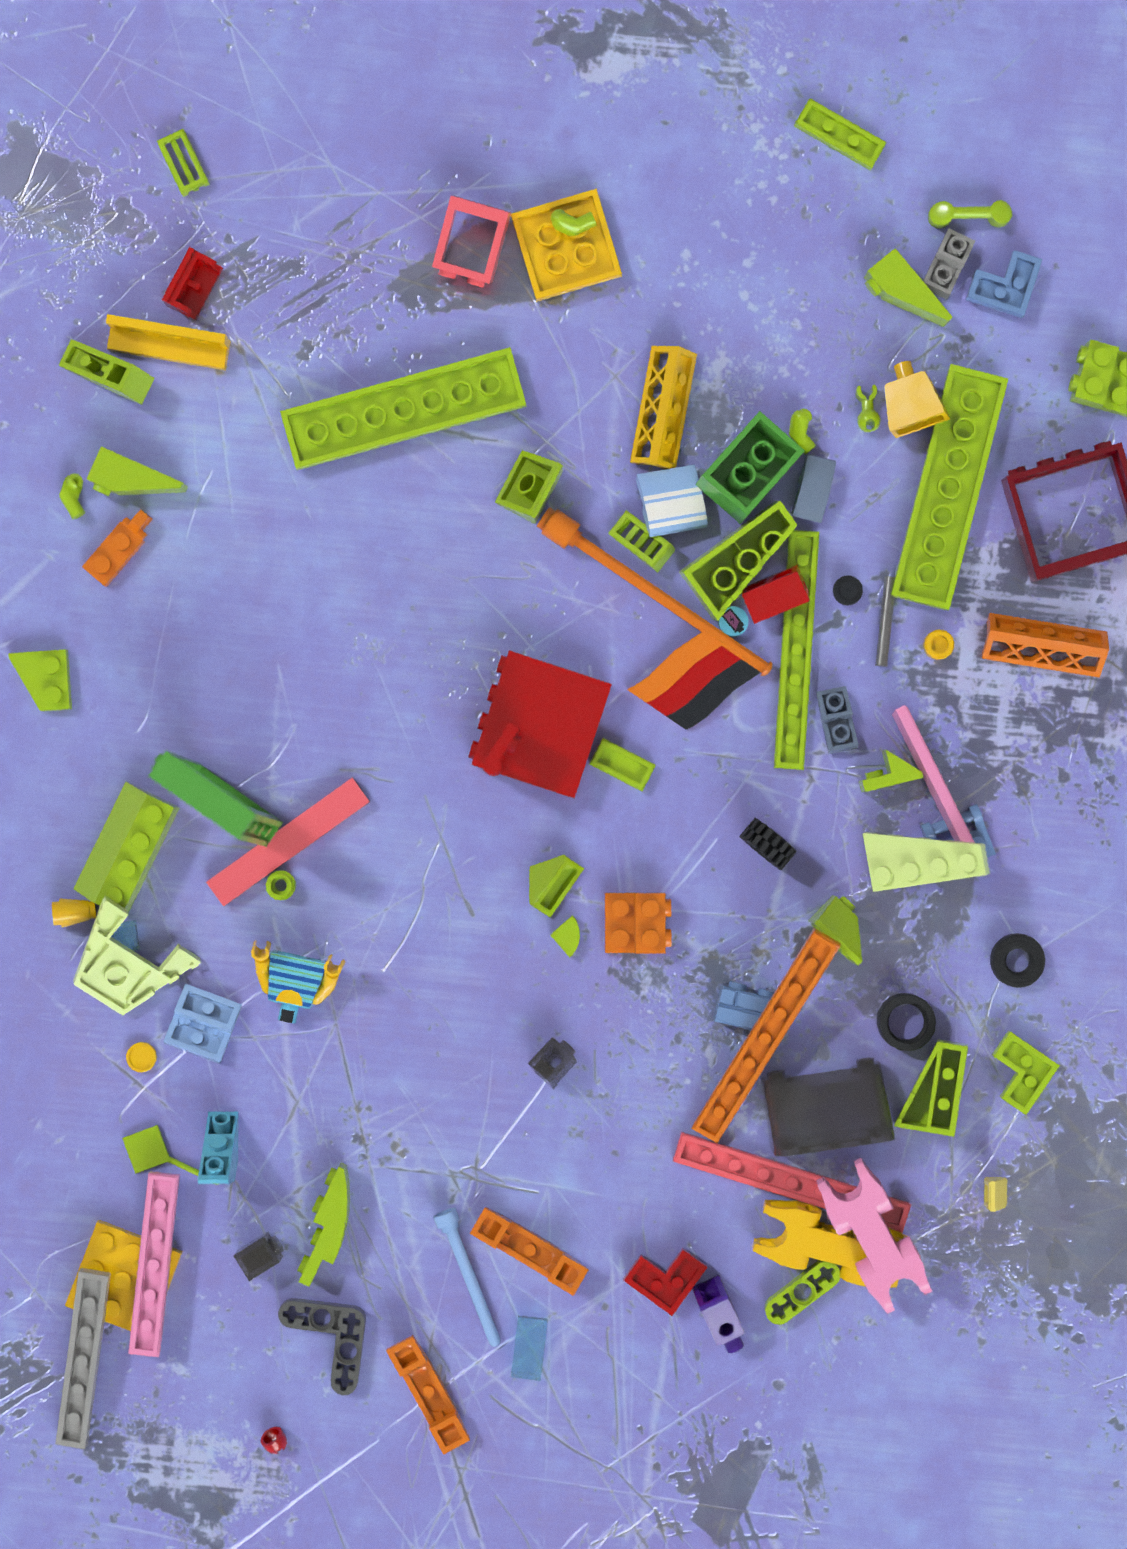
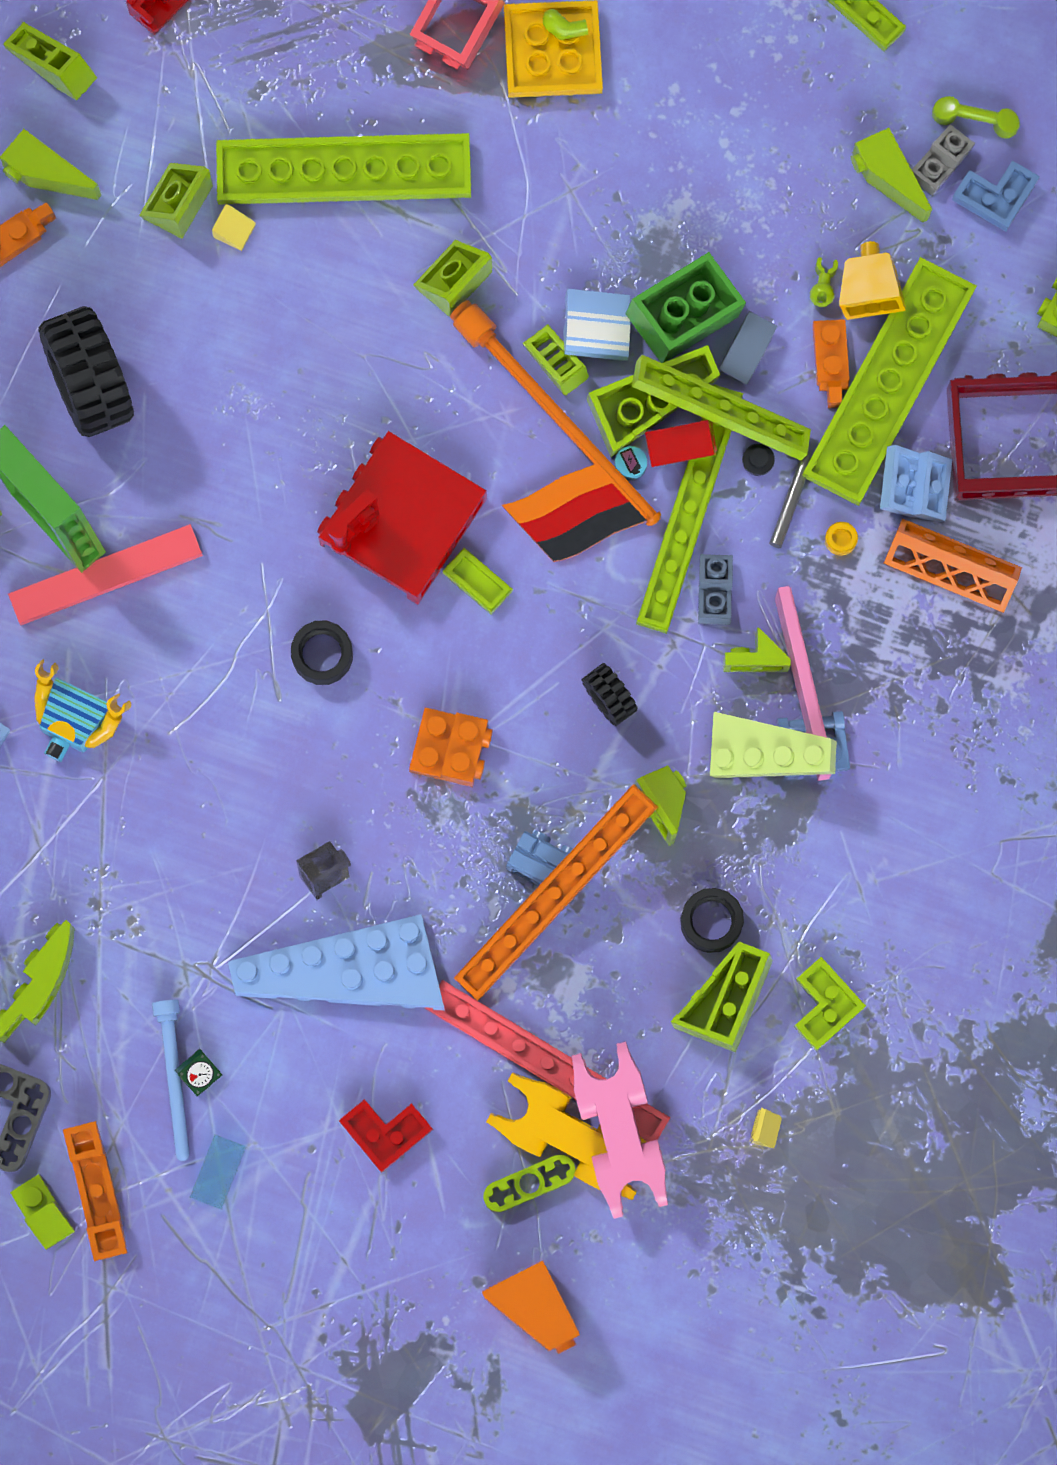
camera: 10 degrees right, 10 degrees down
(168, 342) = (121, 46): yellow fence -> none
(222, 668) = (86, 371): none -> black tyre
(258, 474) = (178, 197): none -> lime slope
(271, 885) = (81, 608): lime plate -> none
(317, 489) = (233, 227): none -> light yellow slope
(386, 1420) = (42, 1212): none -> lime slope
(484, 882) = (313, 629): none -> black tyre
(489, 1267) = (198, 1072): none -> tile
(530, 1250) = (245, 1063): orange slope -> none
(551, 882) = (372, 683): lime slope -> none
(567, 936) = (373, 743): lime tile -> none
(609, 1139) = (359, 967): none -> light blue wing
(669, 407) = (618, 230): yellow fence -> none
(719, 1314) = (432, 1168): dark purple torso -> none
(798, 429) = (746, 286): lime arm -> none
(805, 556) = (721, 407): none -> lime plate
(827, 1109) = (604, 986): clear smoke windscreen -> none
(834, 1403) = (535, 1307): none -> orange slope
(891, 479) = (831, 359): none -> orange hinge
(995, 578) = (916, 483): none -> light blue slope
(1036, 960) = (833, 900): black tyre -> none

